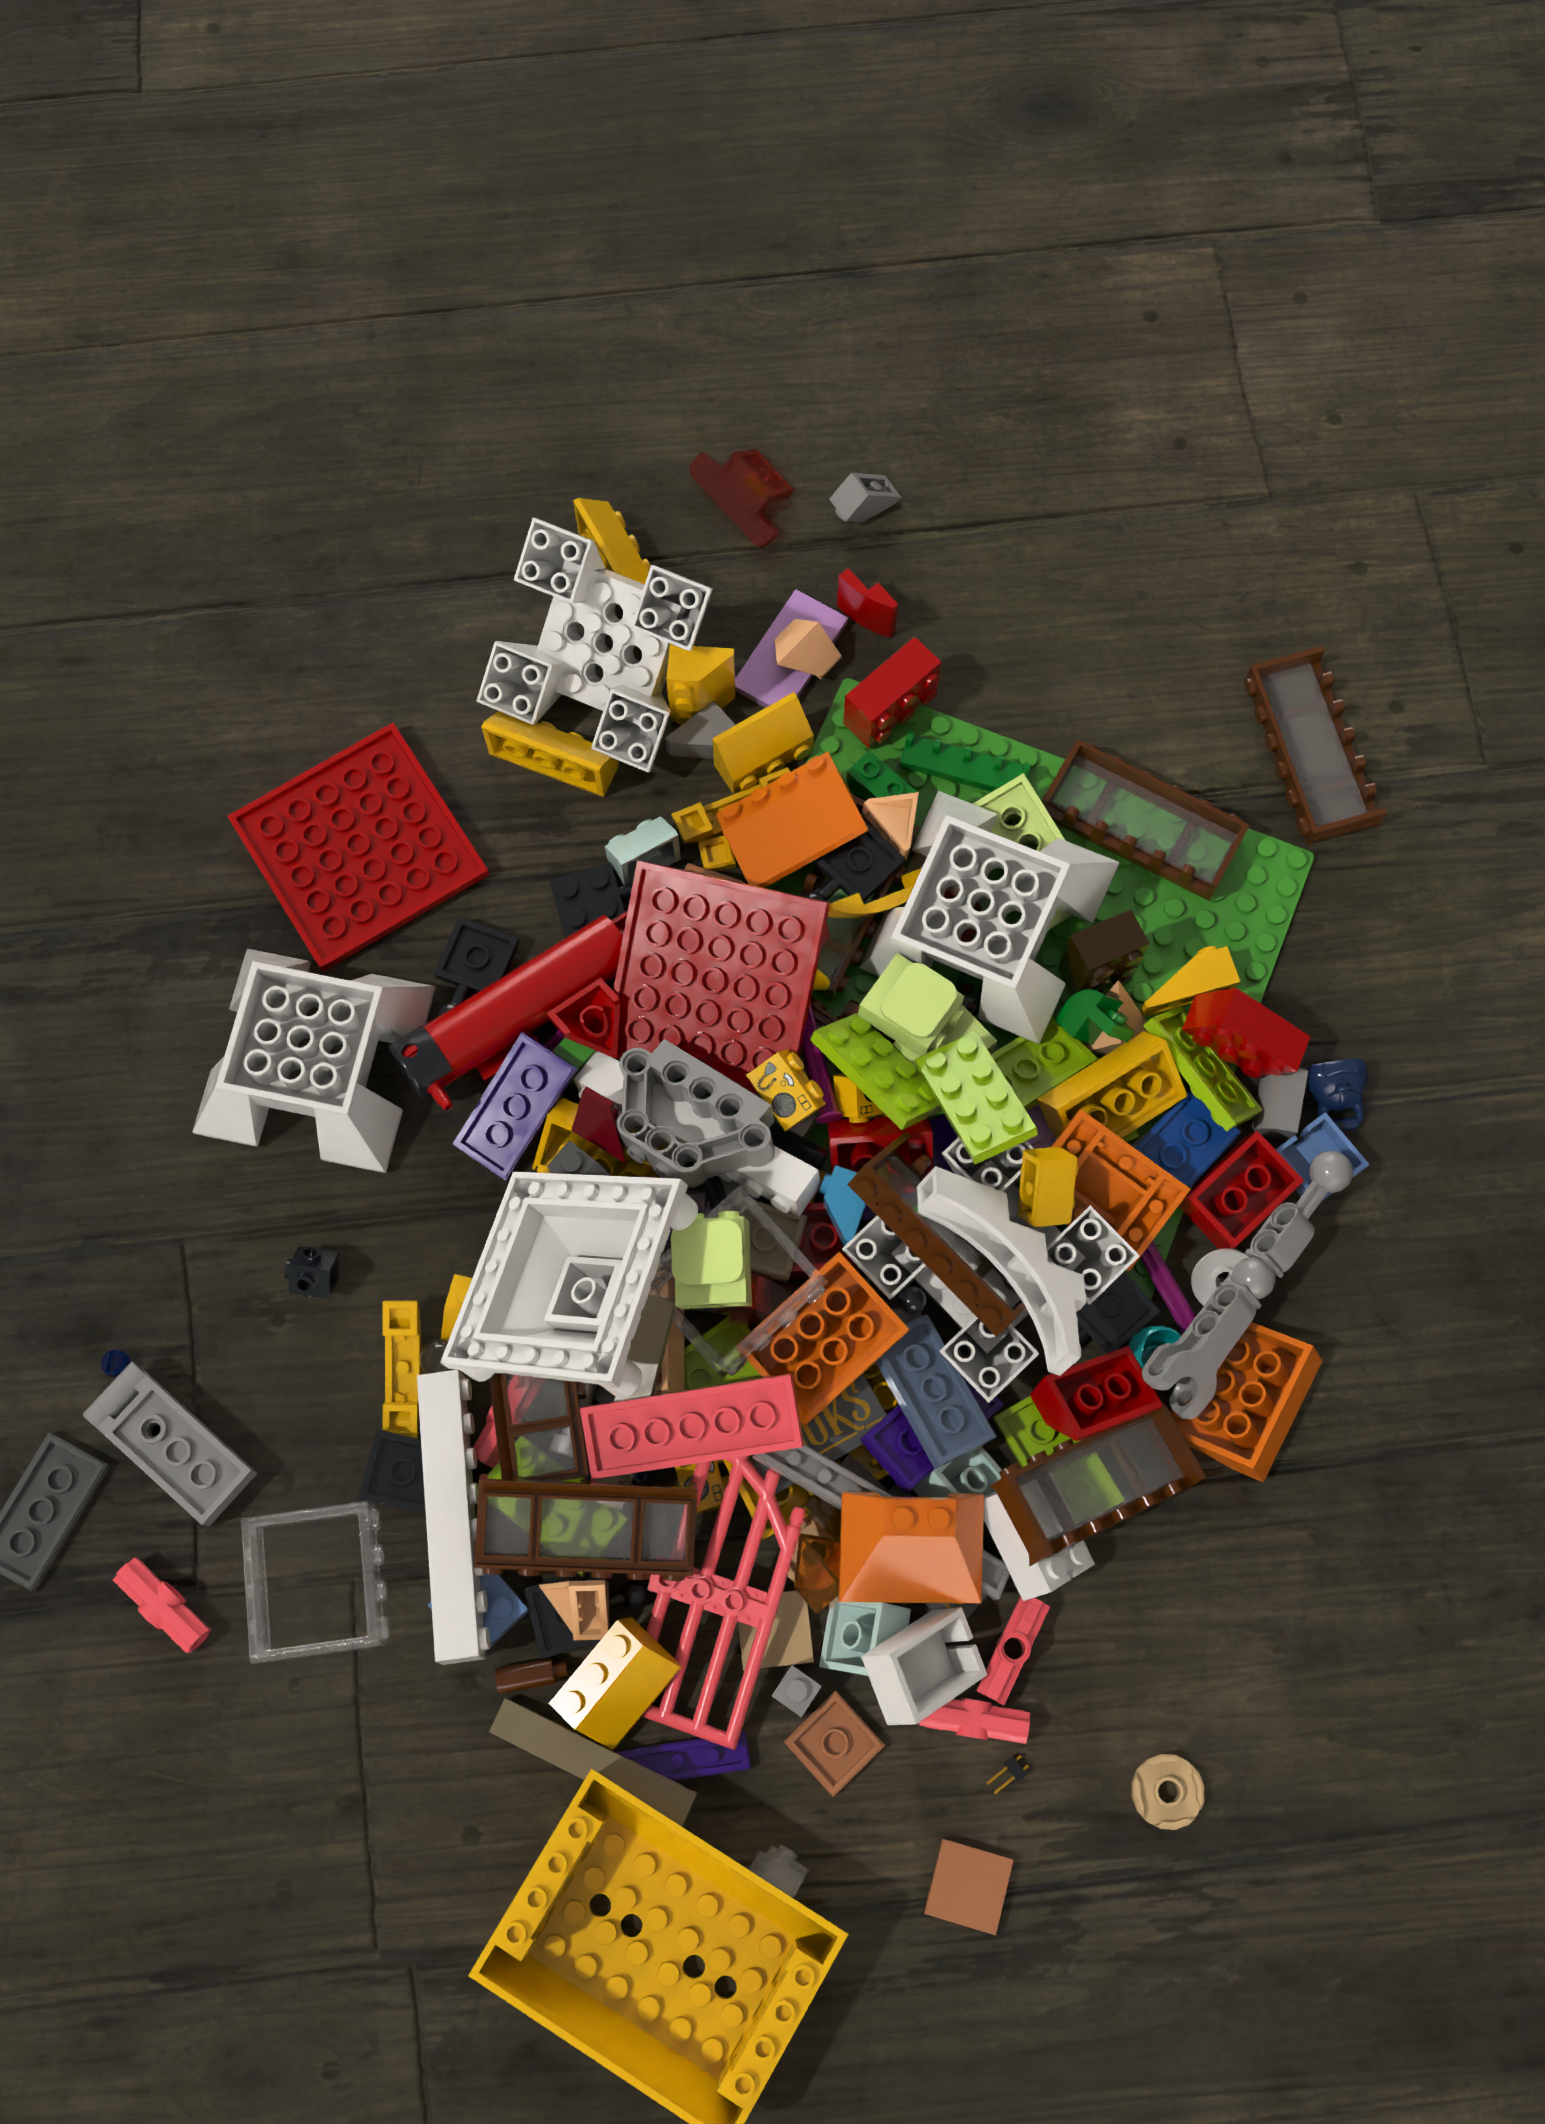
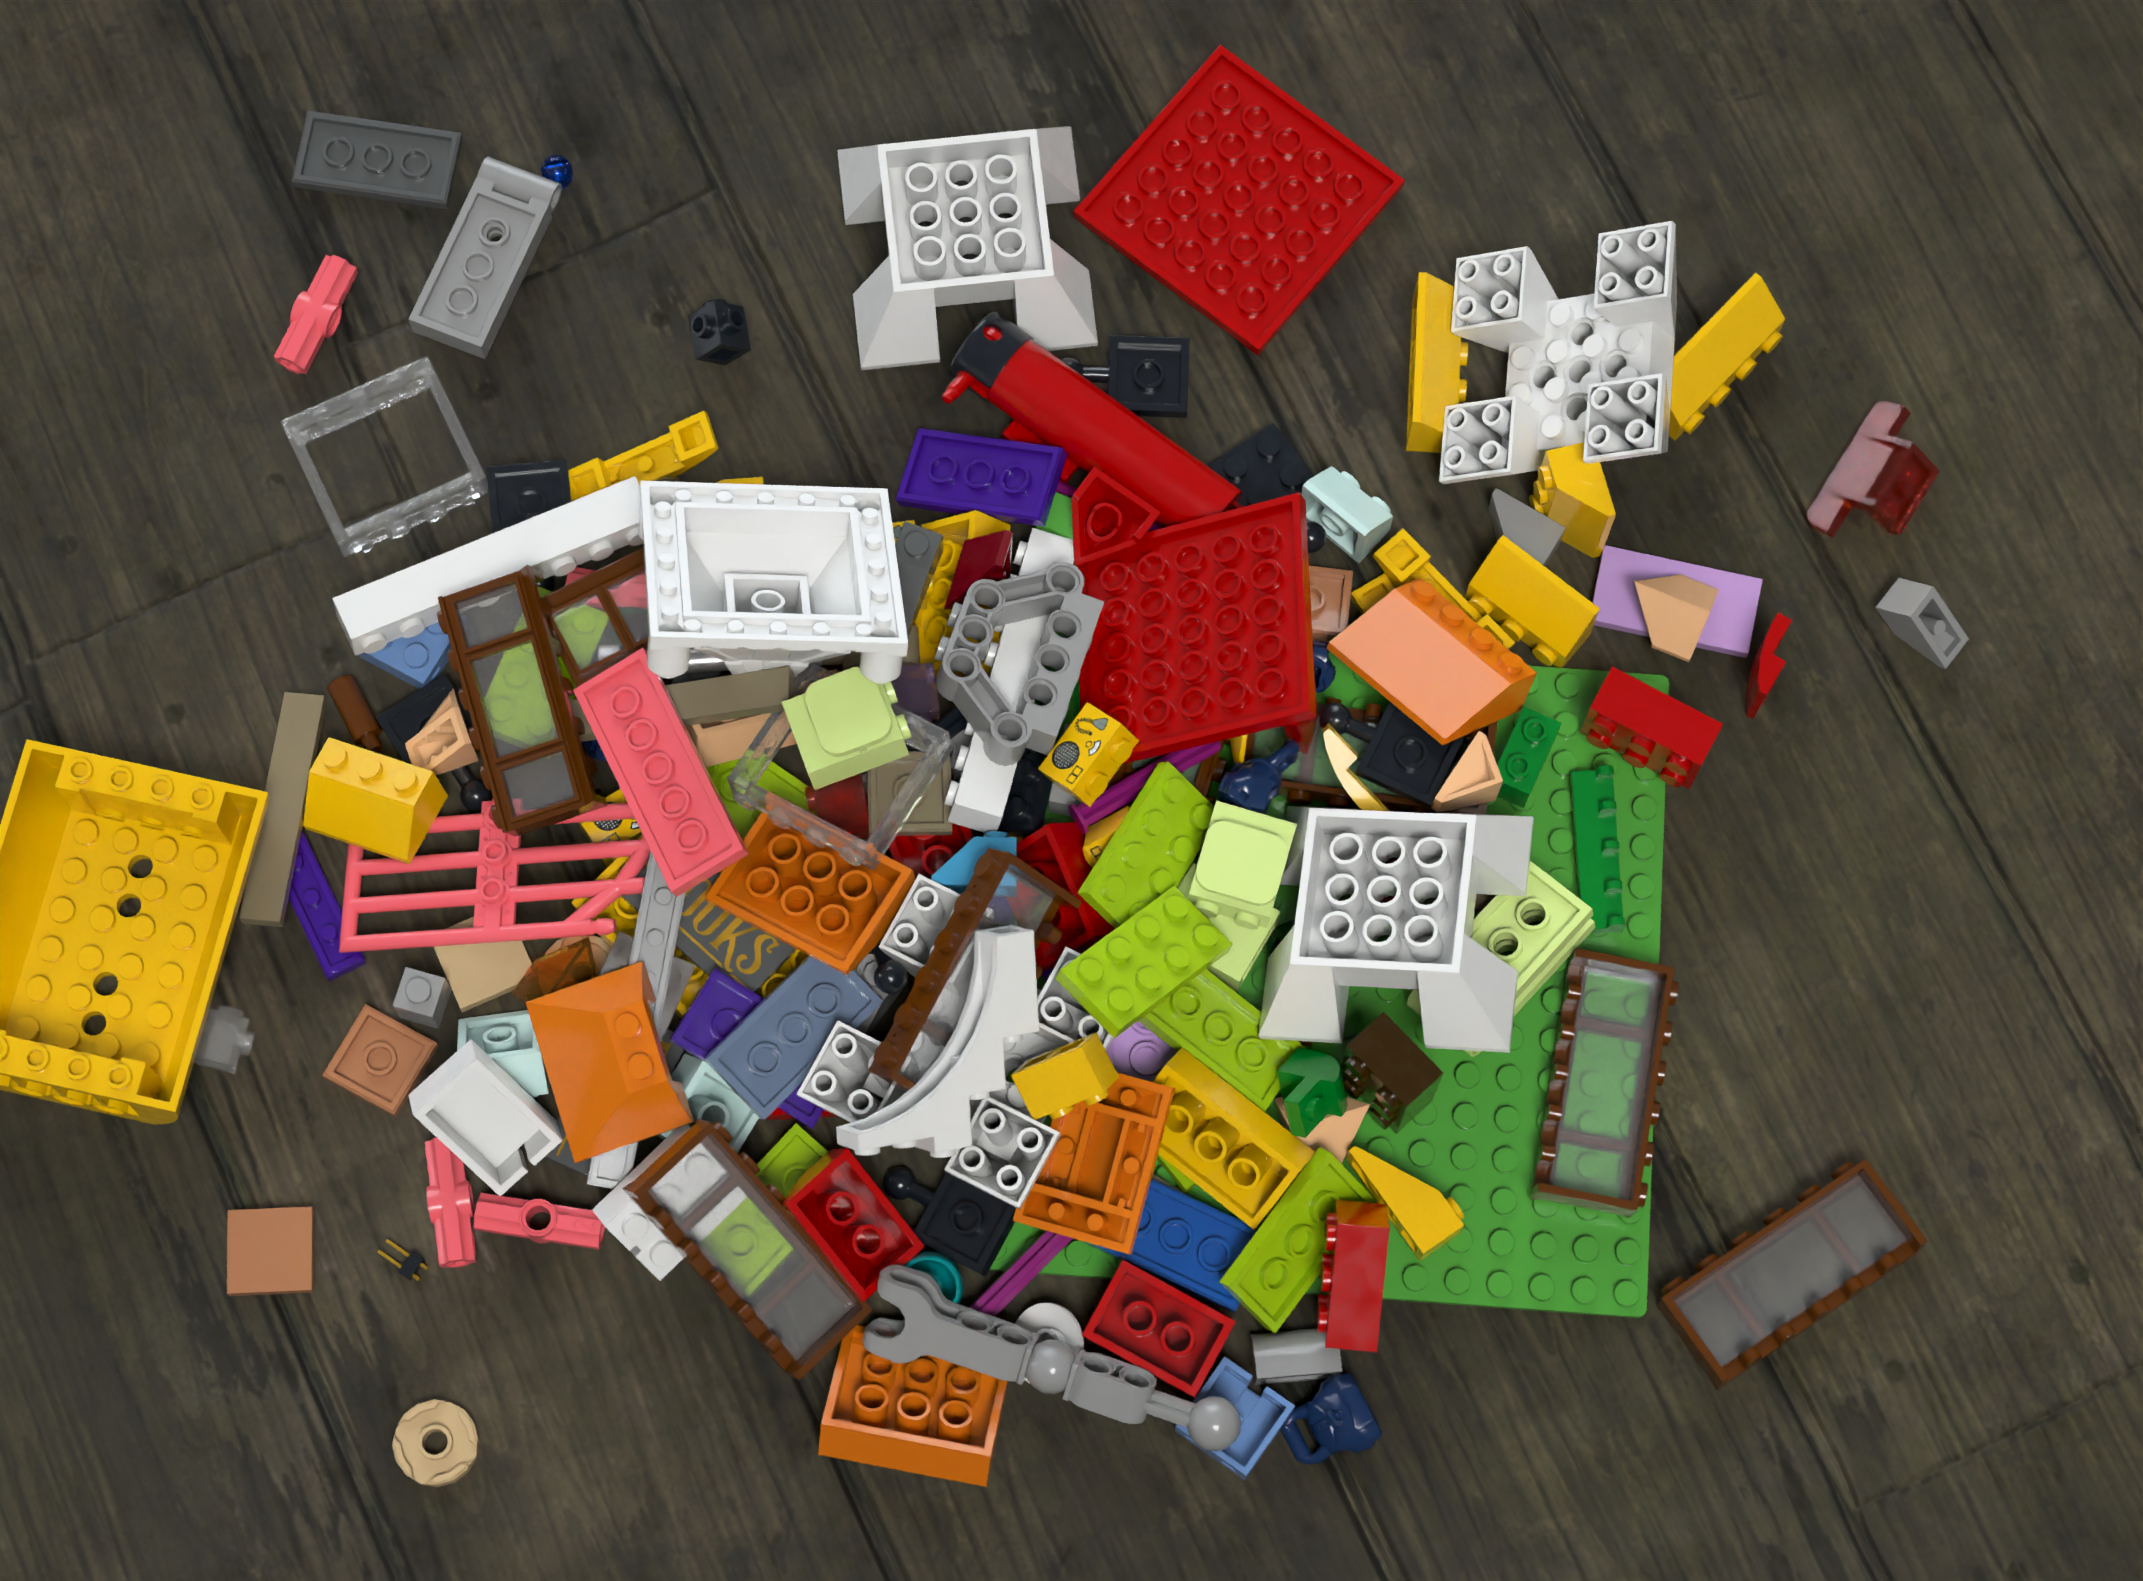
camera: 70 degrees right, 0 degrees up
(847, 974) = (1257, 780): none -> dark blue piece

